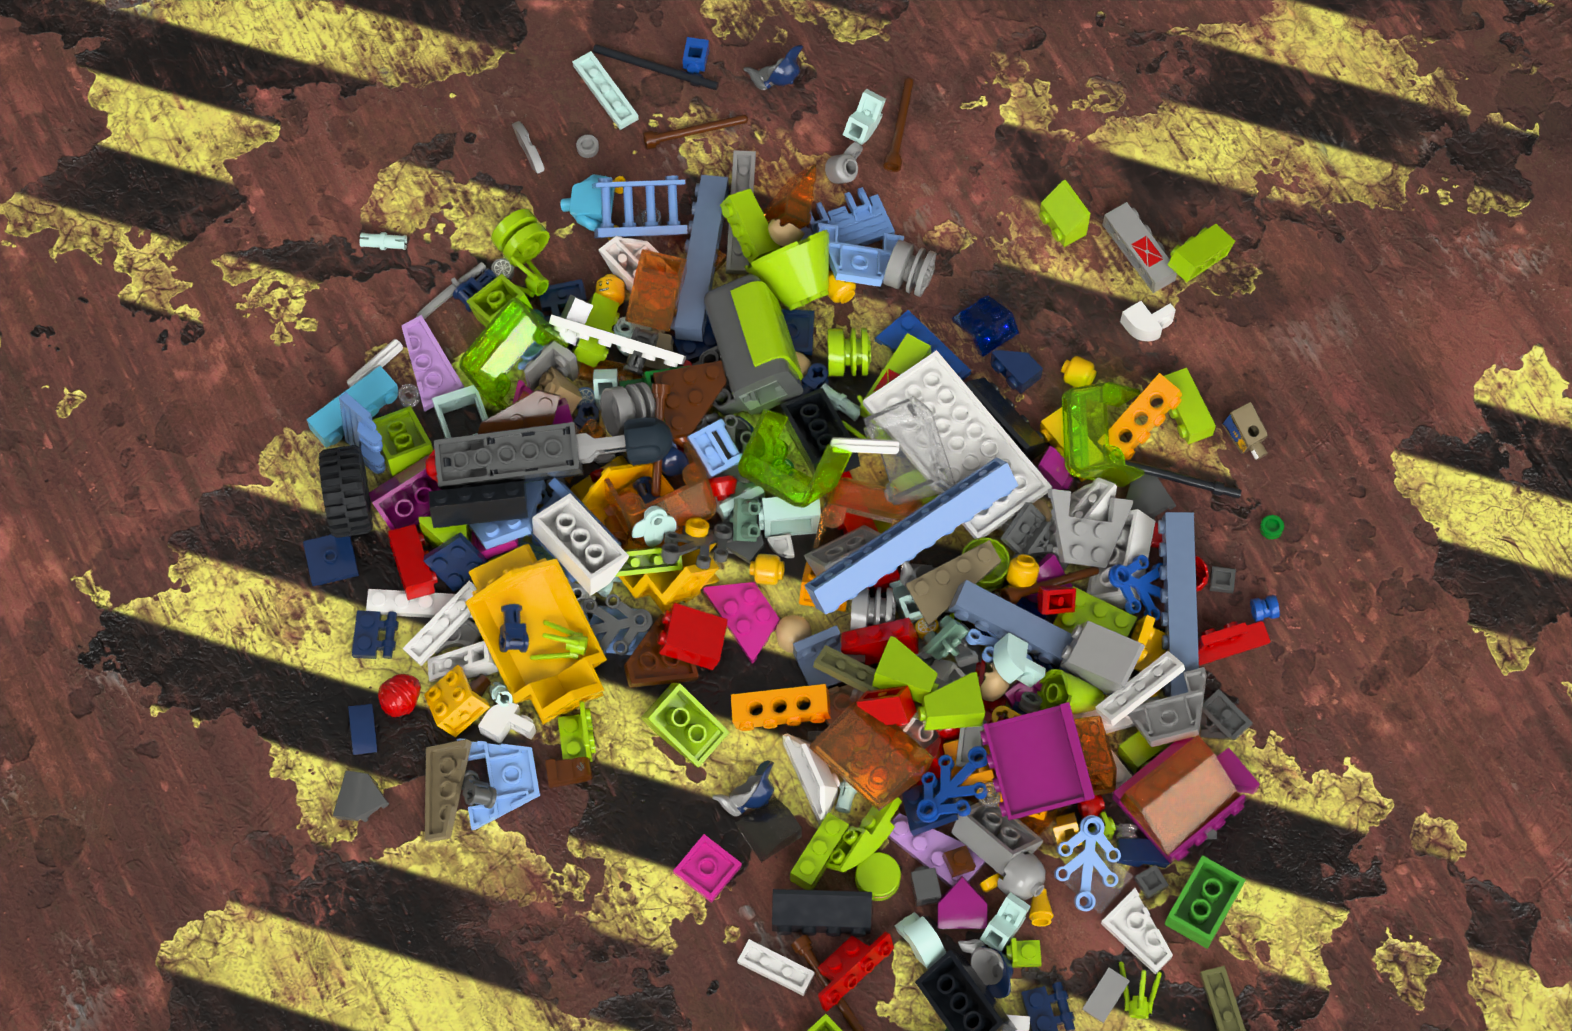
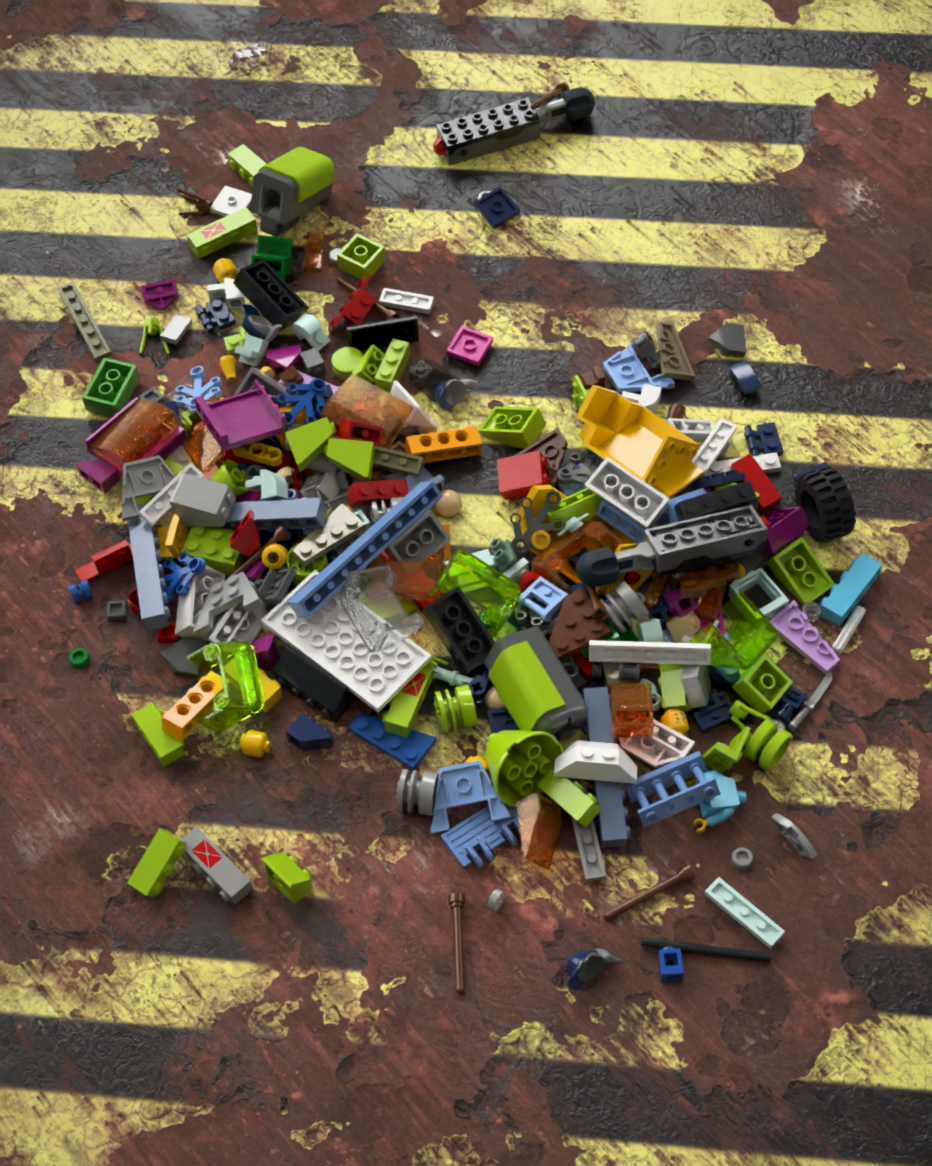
camera: 170 degrees right, 10 degrees down
(362, 432) = (830, 543): medium blue hinge -> none
(383, 241) = (887, 729): light aqua pin -> none
(399, 695) = (726, 399): red hair -> none
(454, 702) = (688, 400): yellow bracket -> none
(495, 694) = (650, 403): light aqua pin -> none
(513, 632) = (655, 435): dark blue connector -> none
(561, 239) = (722, 756): none -> lime bracket
(575, 643) = (607, 437): lime plant -> none
(713, 245) = (596, 762): none -> white wedge
(748, 614) = (487, 509): dark pink wing -> none
(767, 569) = (479, 537): yellow head -> none
(784, 235) = (534, 783): tan hair -> none
(841, 168) = (501, 876): light grey head -> none
(866, 118) = (492, 931): light aqua brick -> none
(866, 445) = (419, 605): white axle -> none
(945, 641) = (329, 495): sand green hips -> none
(987, 323) = (344, 769): clear blue bracket -> none
(1023, 876) = (239, 368): light grey cylinder -> none
(1137, 932) = (158, 368): white wing -> none
(1143, 324) = (200, 795): white brick -> none
(1216, 487) = (127, 675): black bar -> none
(1222, 718) = (107, 513): dark grey slope -> none
(1246, 430) = (102, 712): dark tan torso -> none

